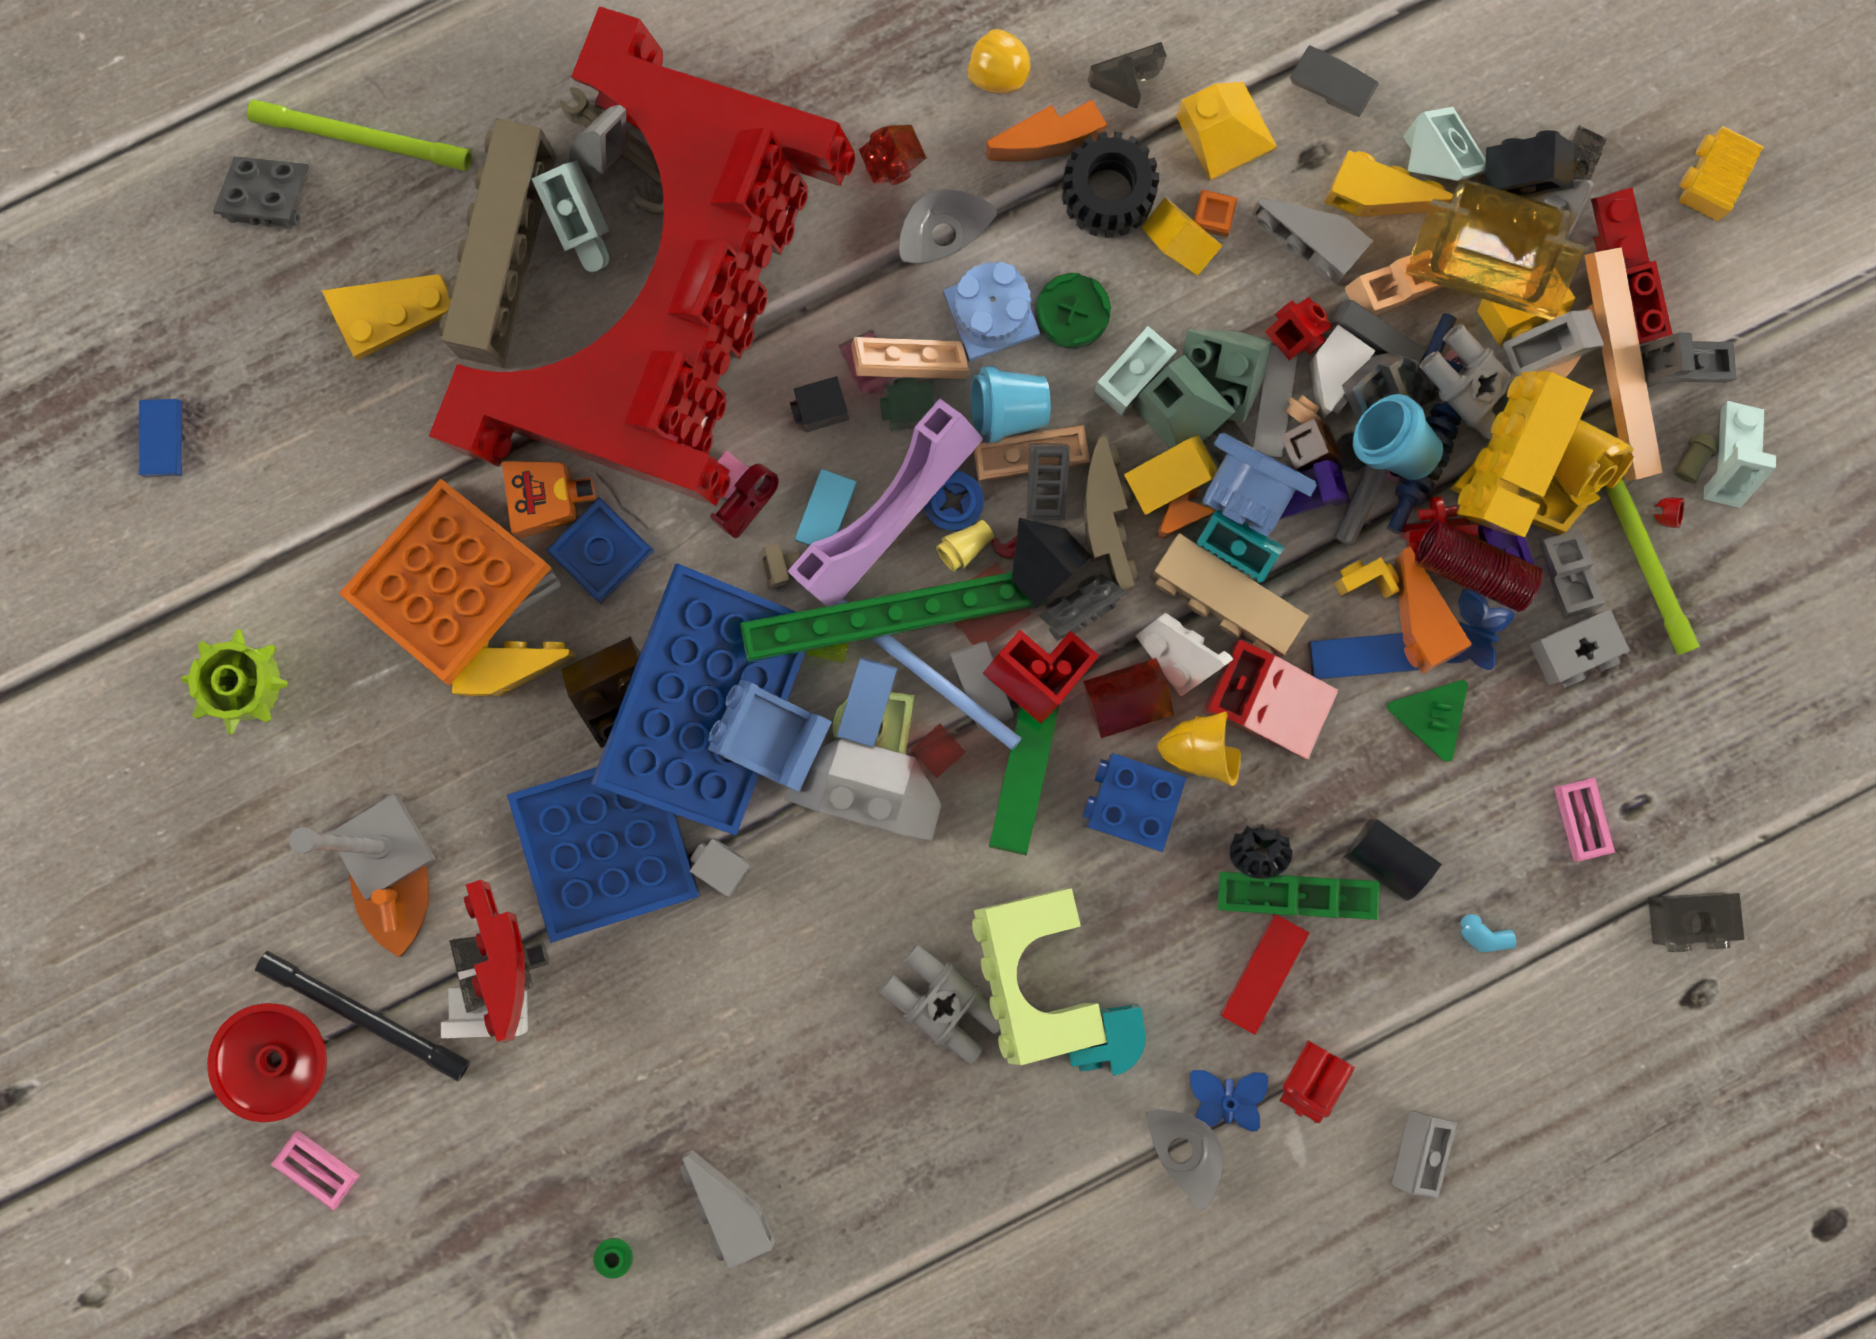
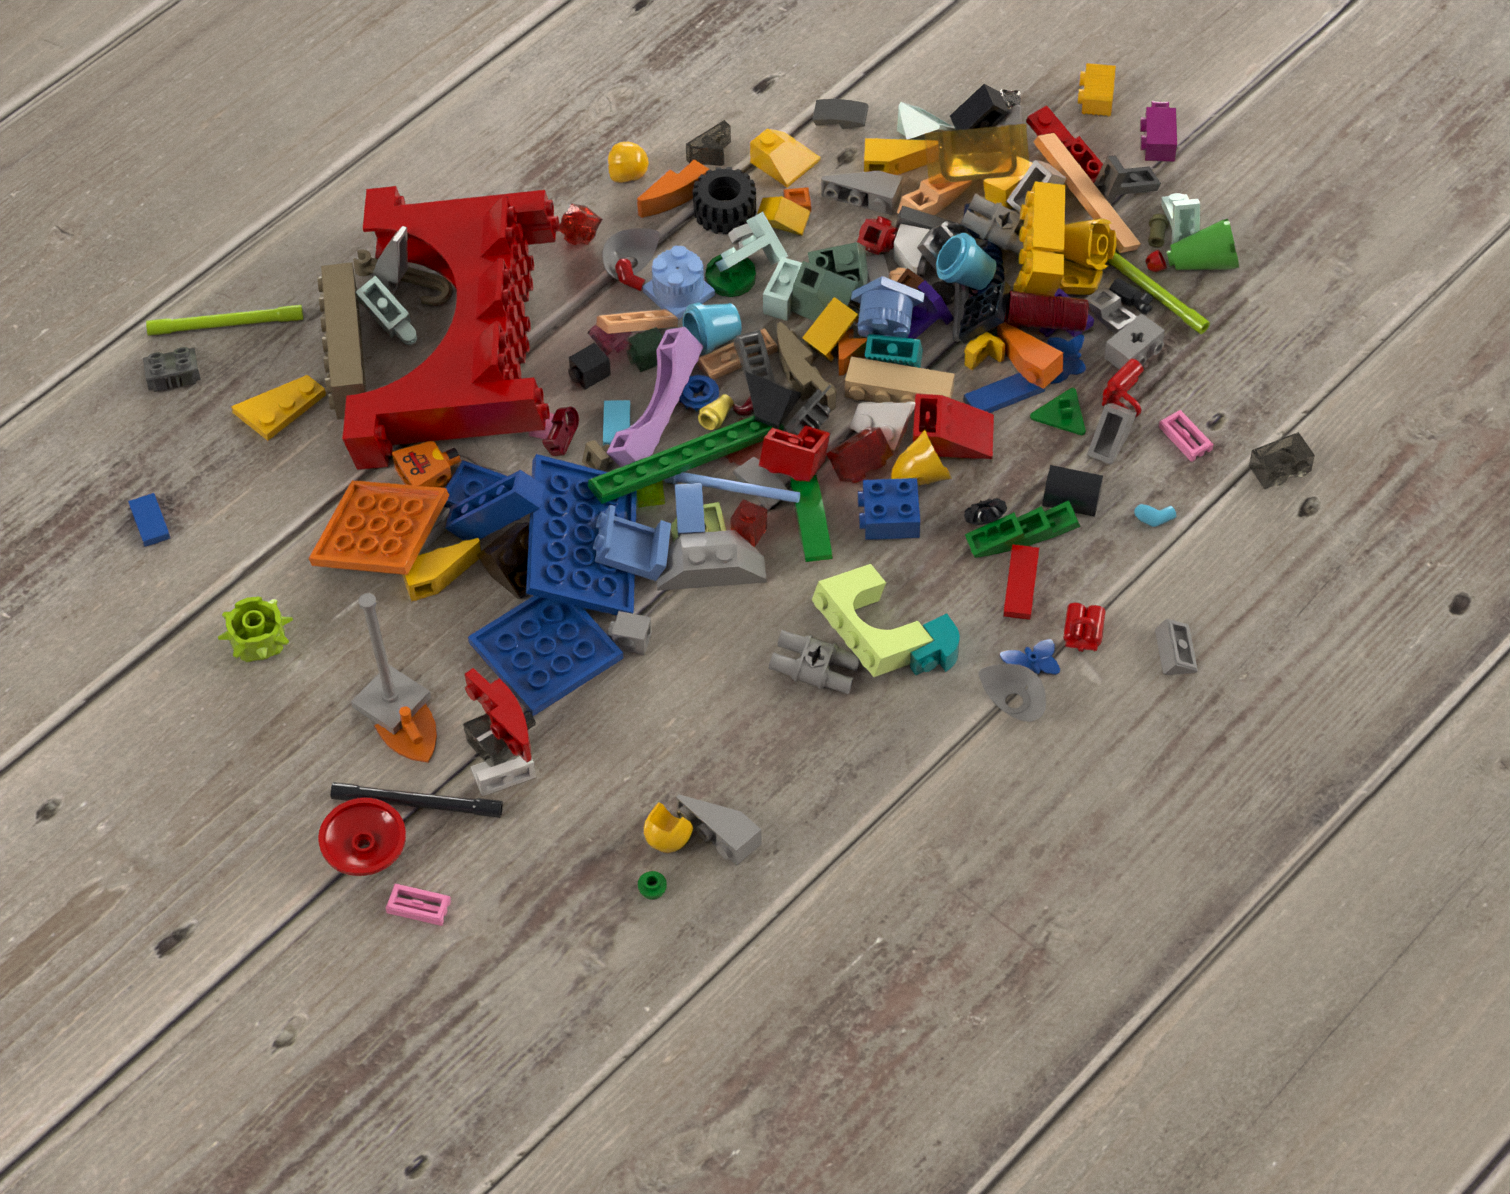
camera: 20 degrees left, 30 degrees down
(599, 625) = (495, 506): none -> blue brick
(656, 1194) = (665, 831): none -> yellow hair
(927, 262) = (626, 276): none -> red arm
(1115, 288) = (763, 237): none -> light aqua bracket
(1117, 249) = (740, 234): none -> white tile
(1392, 530) = (984, 311): none -> black tile
(1485, 784) = (1111, 432): none -> light grey slope
(1529, 714) = (1121, 383): none -> red piece
(1610, 558) = (1131, 296): none -> black bar
(1750, 526) = (1206, 249): none -> bright green cone
(1775, 284) = (1159, 132): none -> magenta brick

